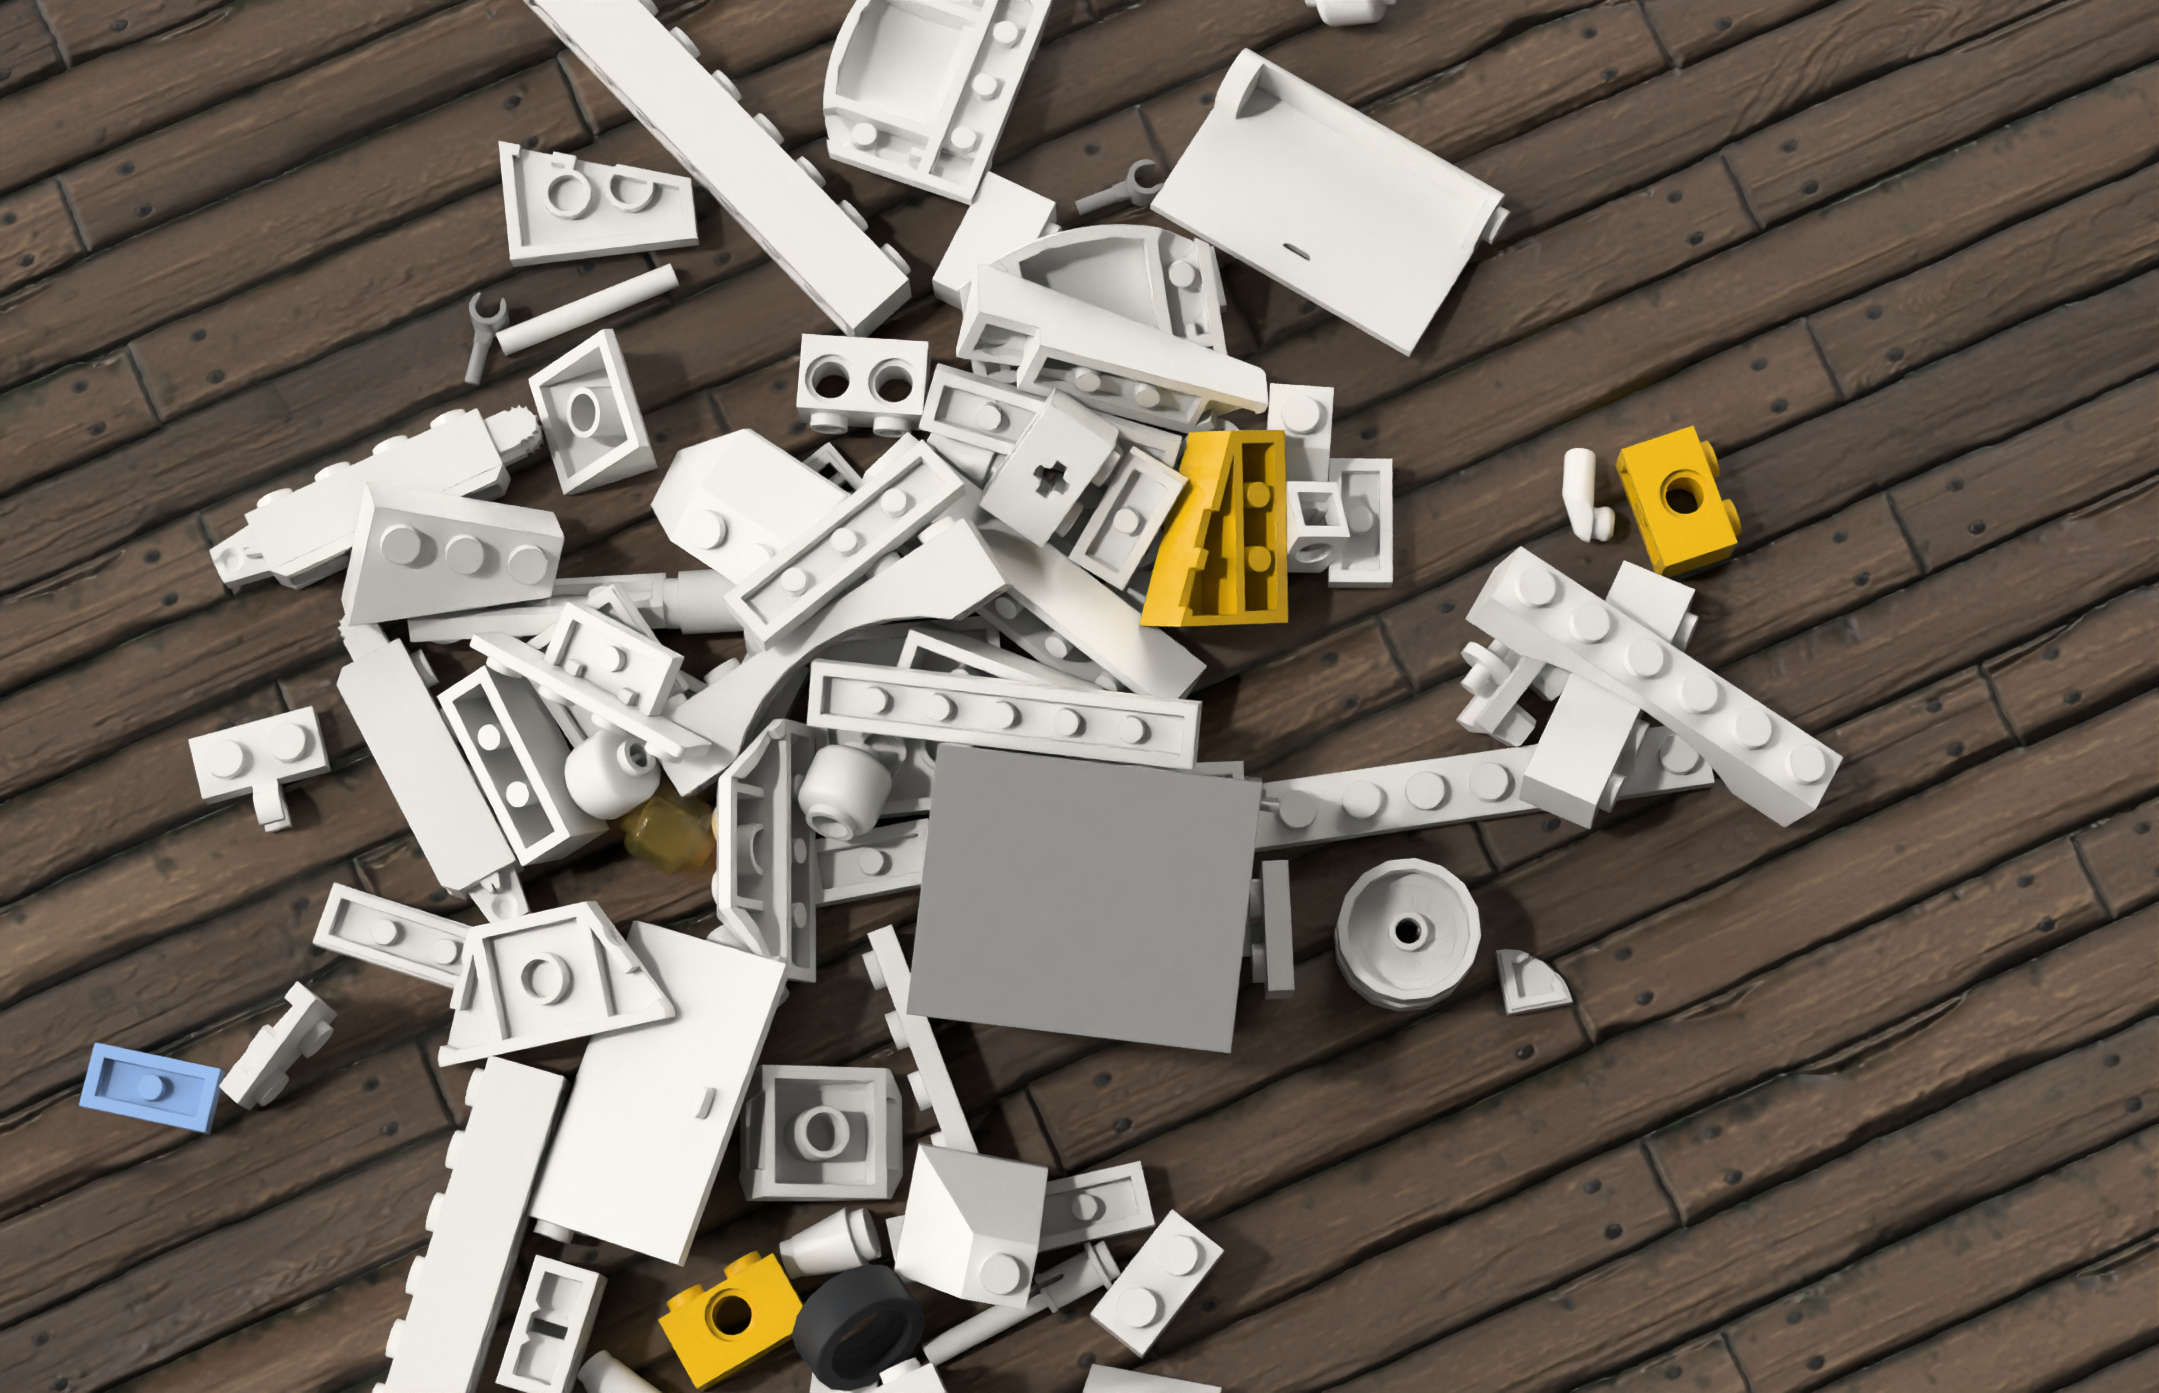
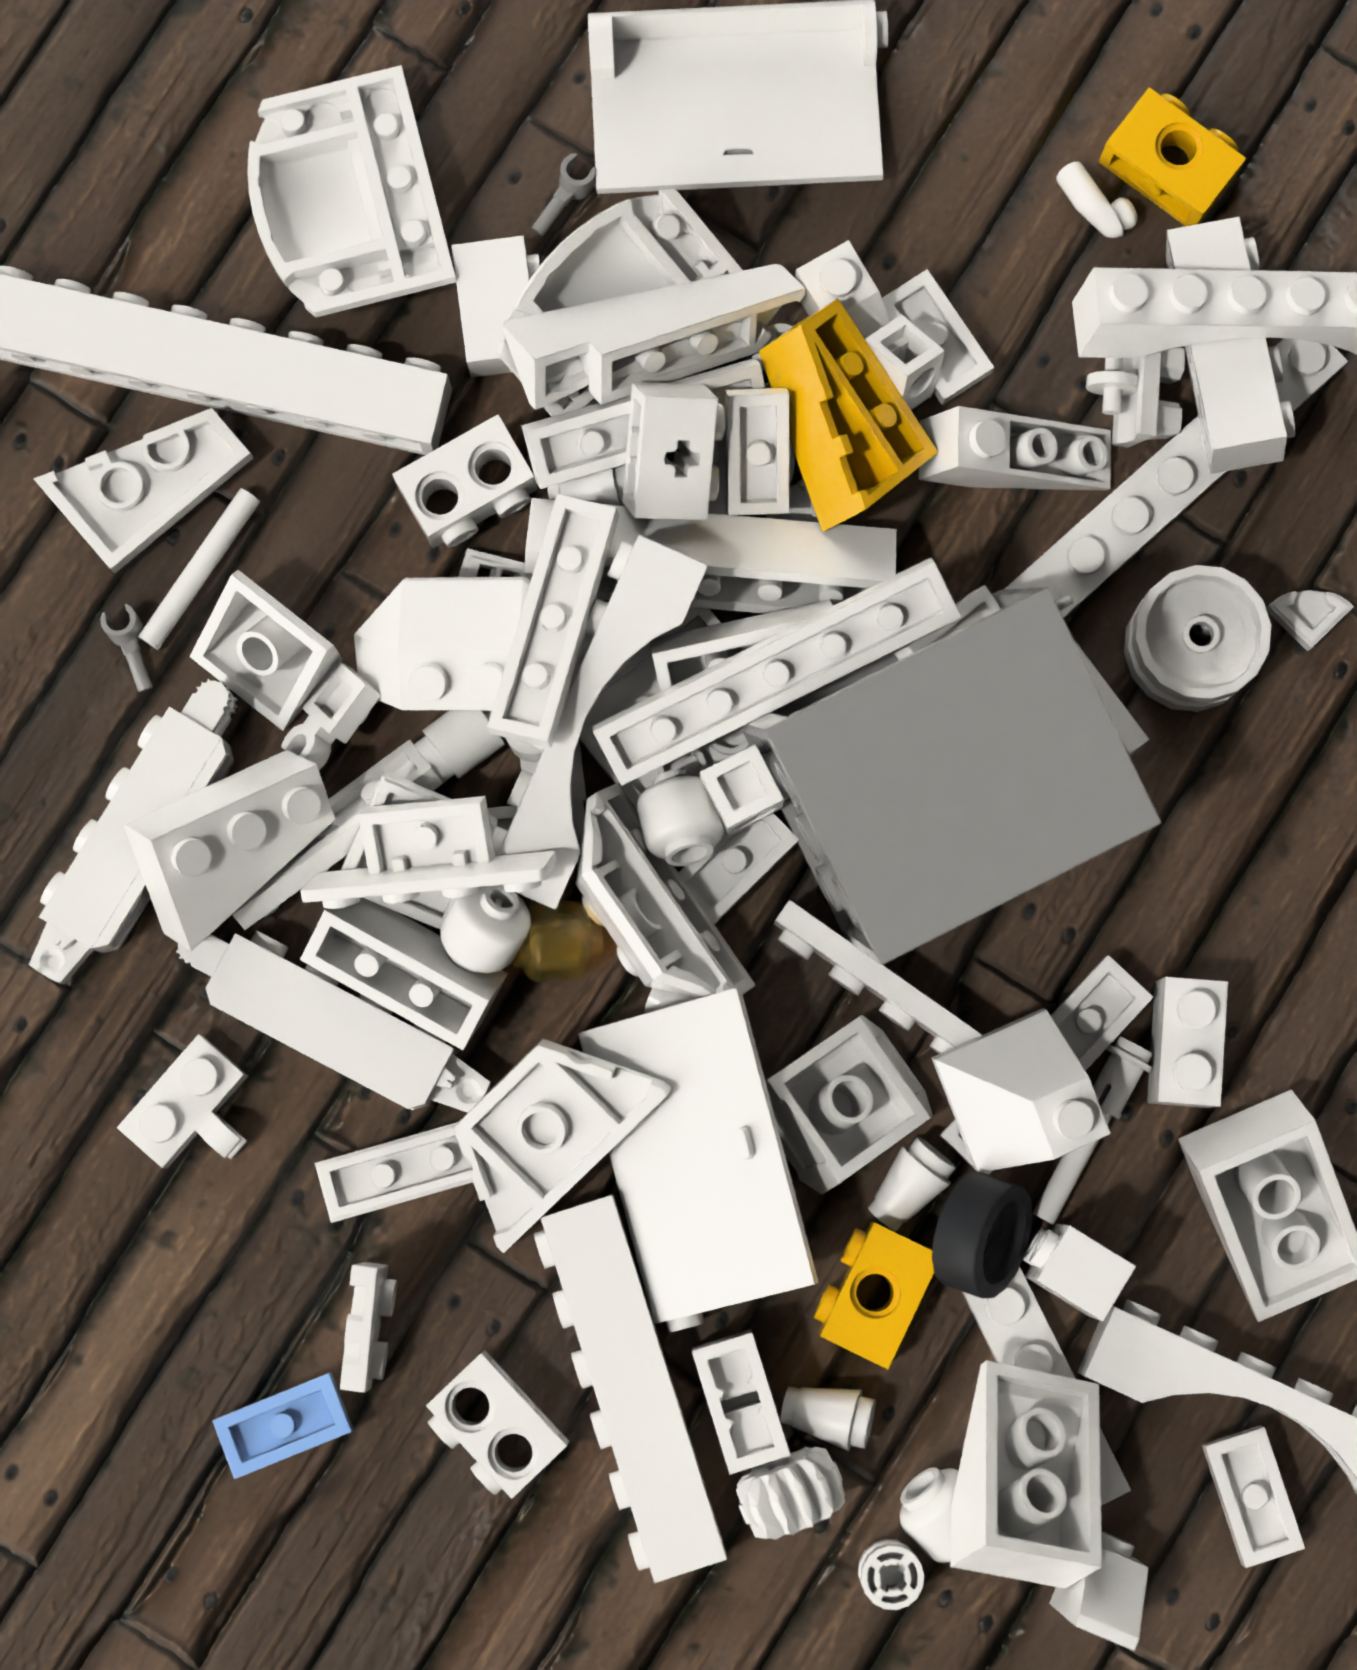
camera: 35 degrees left, 5 degrees up
(348, 1206) = (508, 1414): none -> white brick
(617, 506) = (334, 711): none -> white plate
(903, 798) = (742, 789): none -> white brick
(1362, 669) = (1015, 452): none -> white slope

